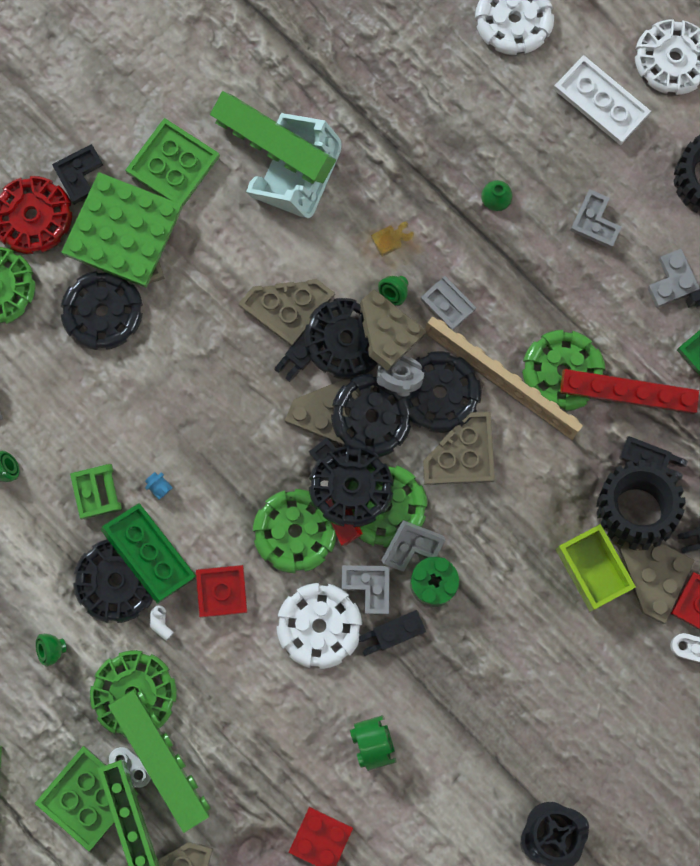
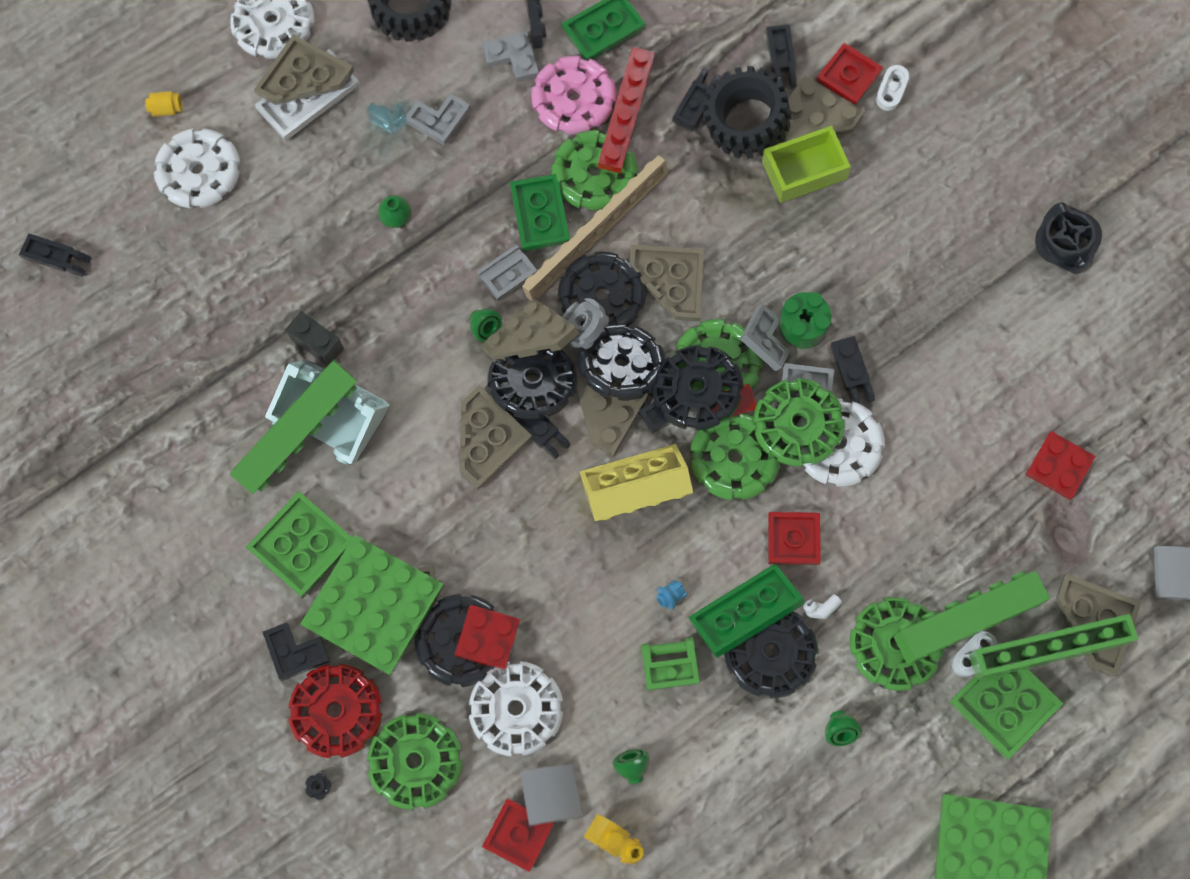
camera: 80 degrees left, 5 degrees down
(47, 377) = (522, 723): none -> white plate
(102, 330) = (487, 637): none -> red plate
(259, 442) = (636, 482): none -> light yellow slope
(333, 598) = (794, 436): none -> bright green plate
(361, 144) = (314, 338): none -> pearl dark grey piece
(374, 743) = (968, 396): green brick -> none
(389, 240) = (427, 322): clear yellow plate -> none
(512, 324) = (539, 212): none -> green plate
(586, 178) = (385, 119): none -> clear light blue bracket
(618, 89) = (302, 72): none -> dark tan plate
(643, 328) = (571, 82): none -> bright pink plate

